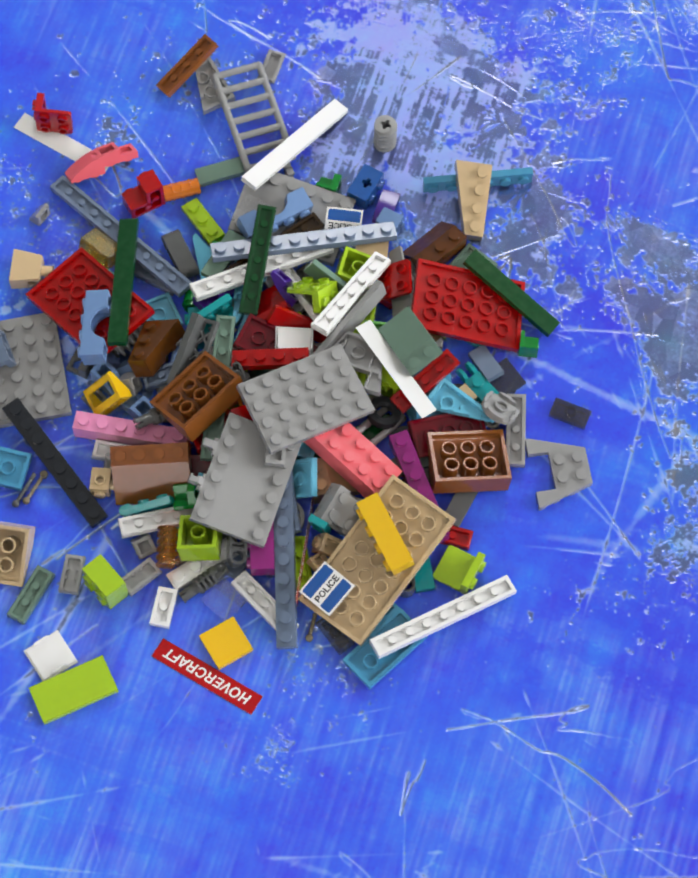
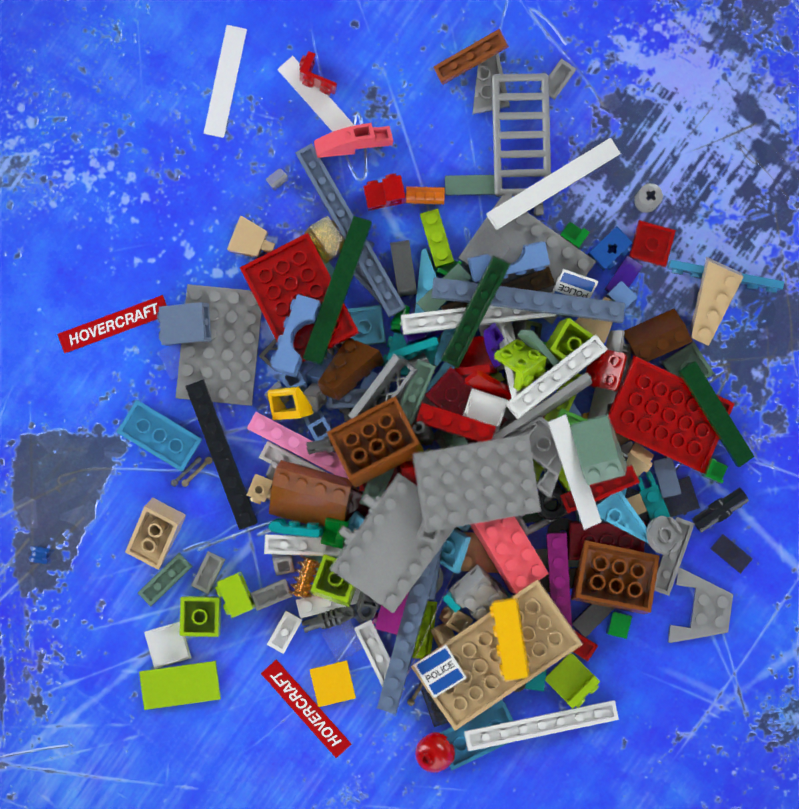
camera: 20 degrees right, 20 degrees up
(75, 613) = (200, 616): none -> lime brick
(347, 674) = (434, 752): none -> red cylinder
(402, 174) = (652, 243): none -> red tile
(456, 349) = (640, 459): none -> tan brick
(487, 505) = (619, 625): none -> green panel
(545, 376) = (720, 509): none -> black piece

